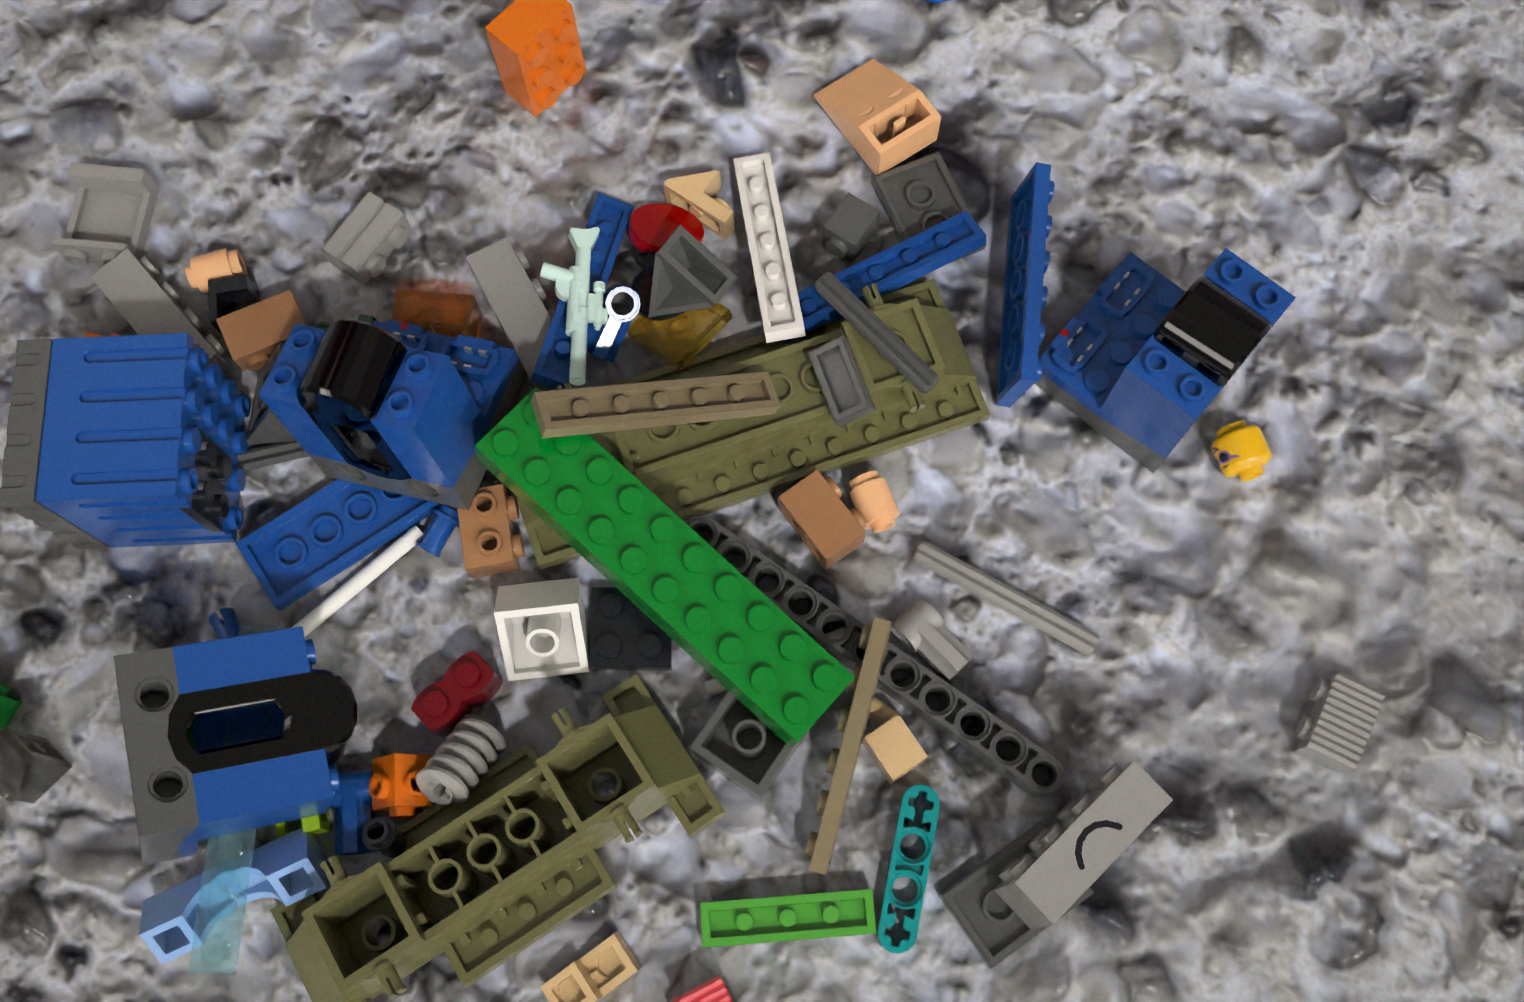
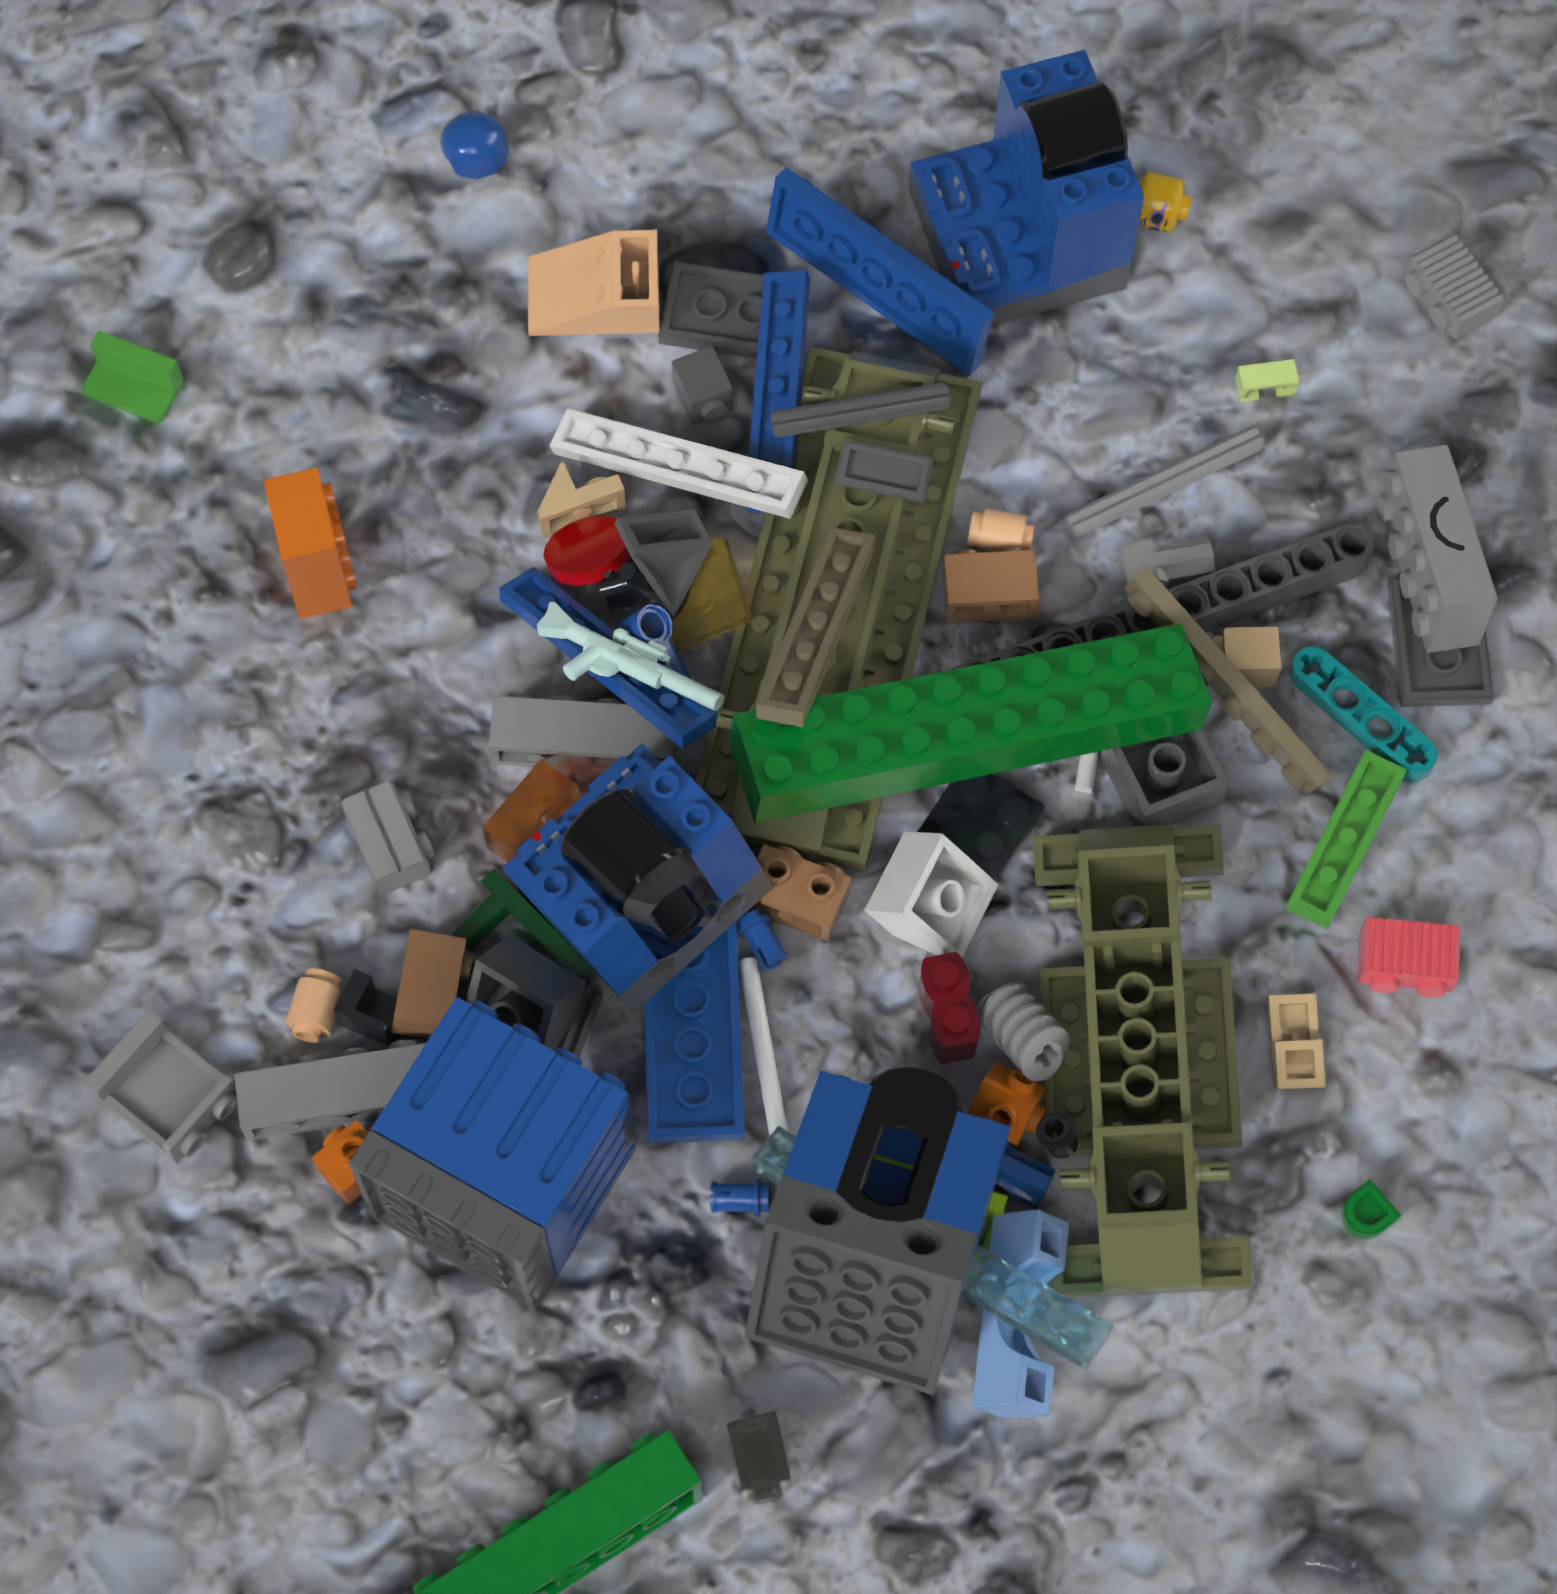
camera: 60 degrees left, 5 degrees down
(1150, 621) = (1278, 375): none -> yellowish green piece

